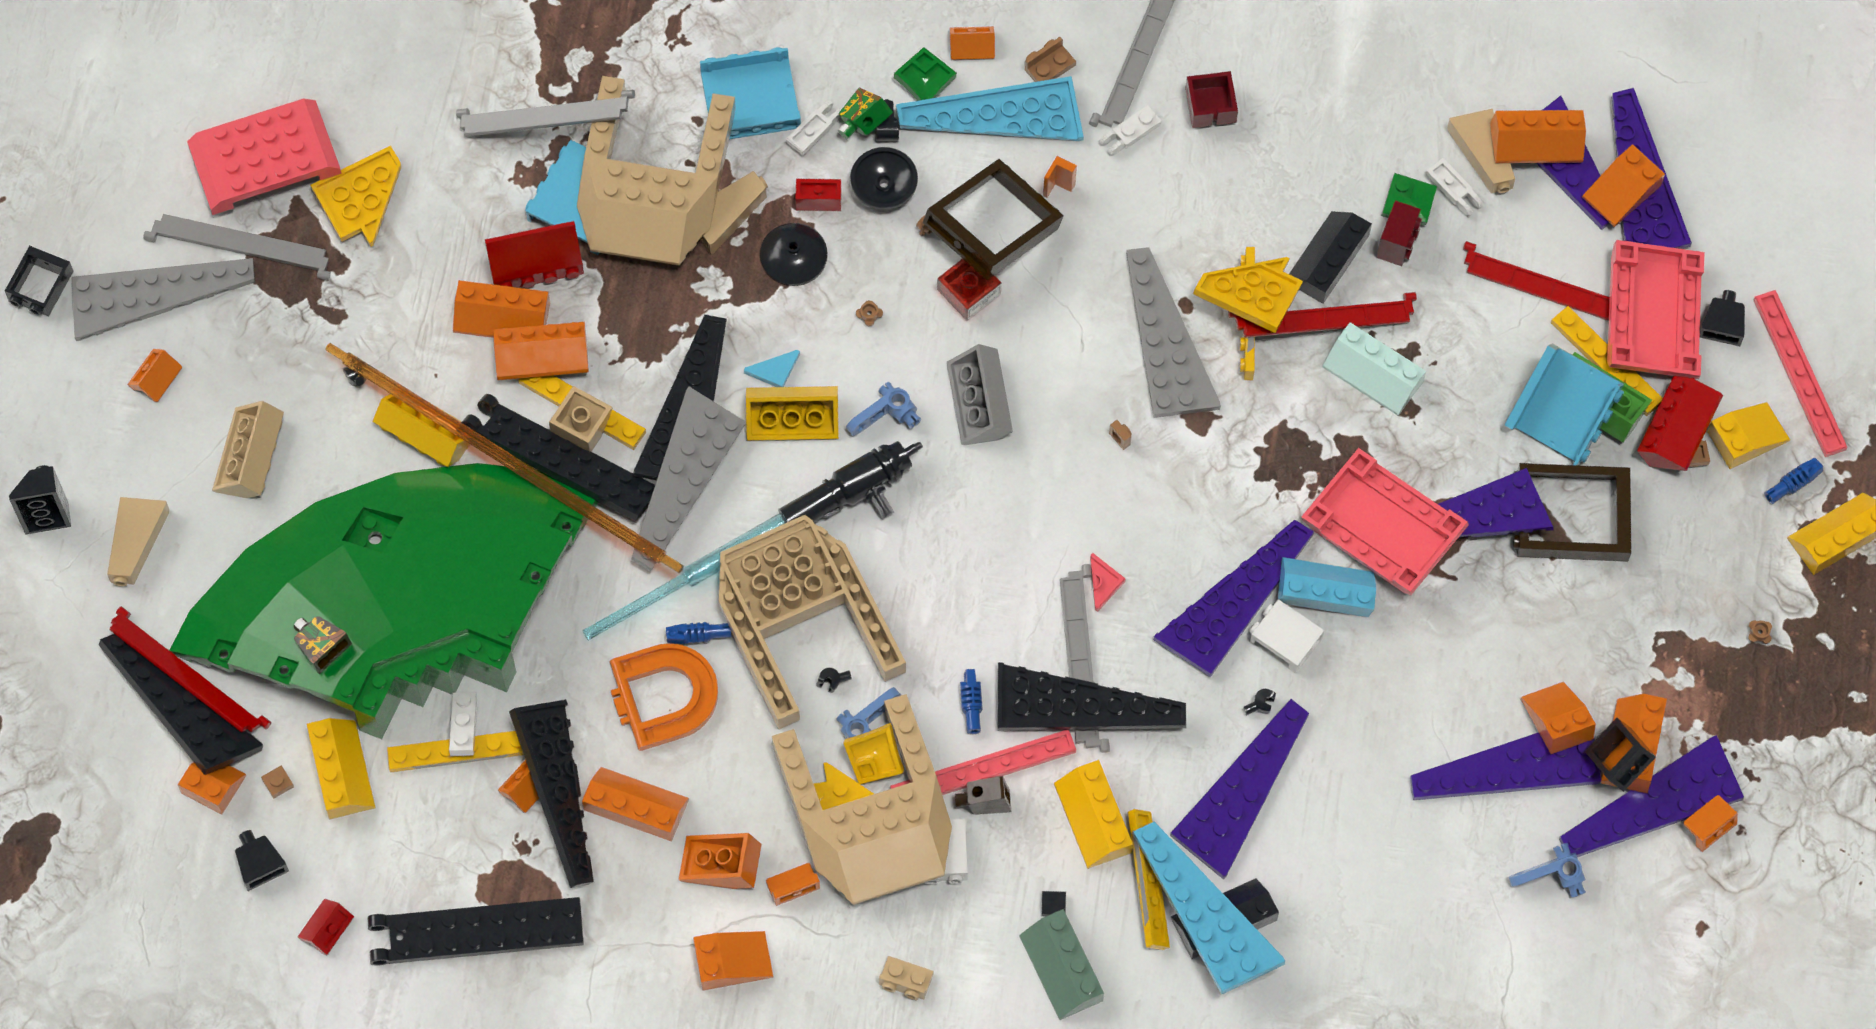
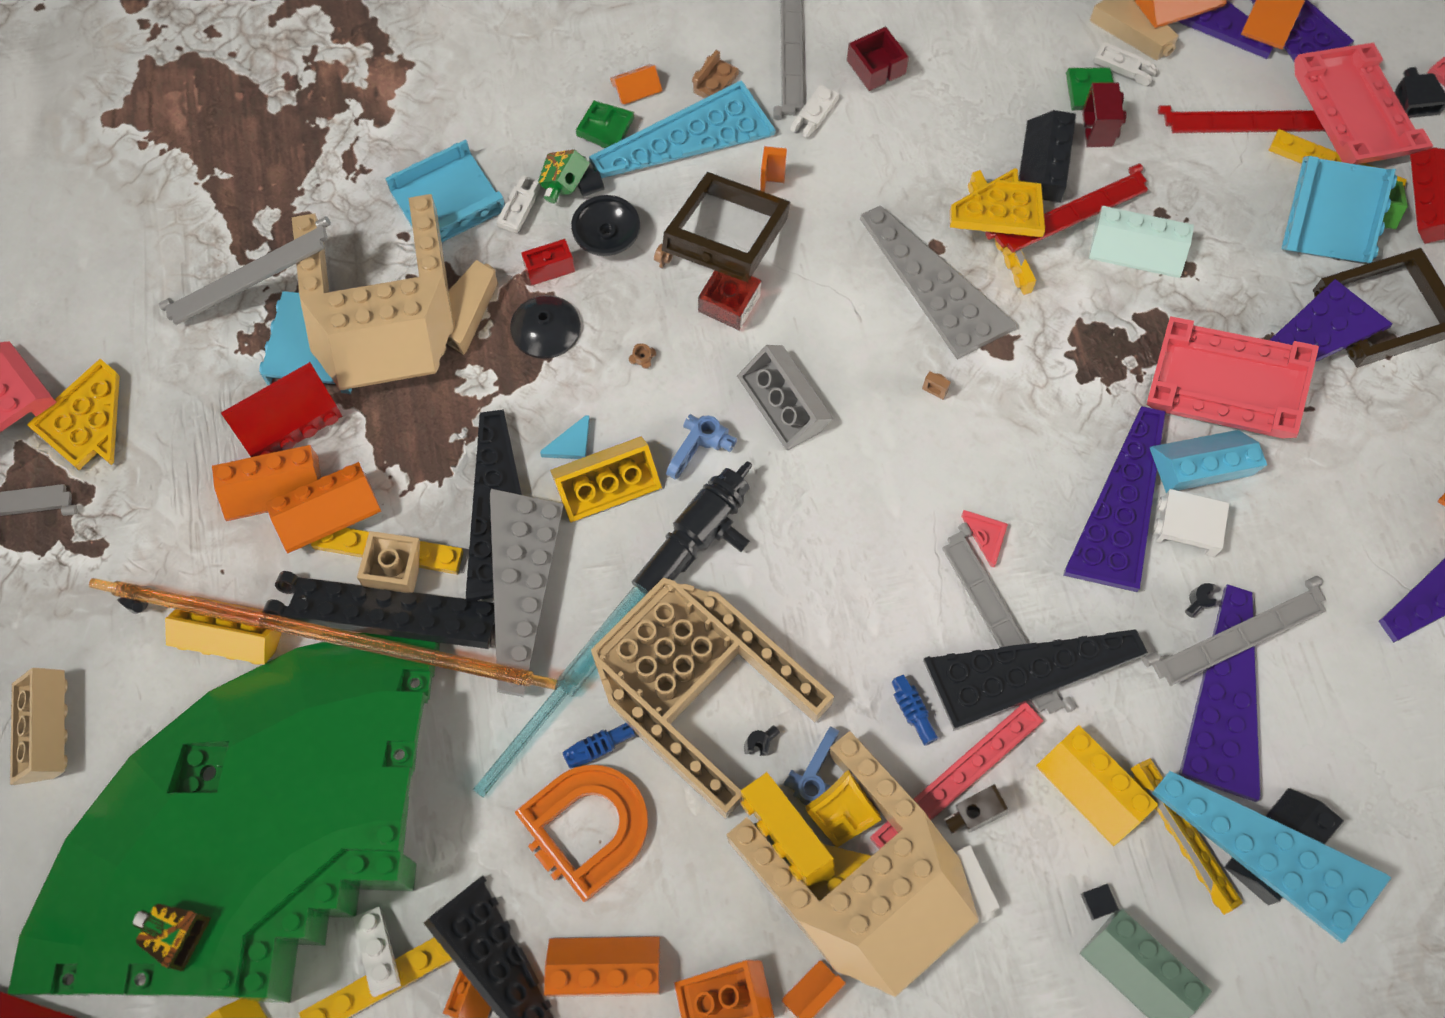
camera: 20 degrees left, 0 degrees up
(821, 750) = (788, 831): none -> yellow slope
(1277, 743) = (1240, 637): none -> light grey piece

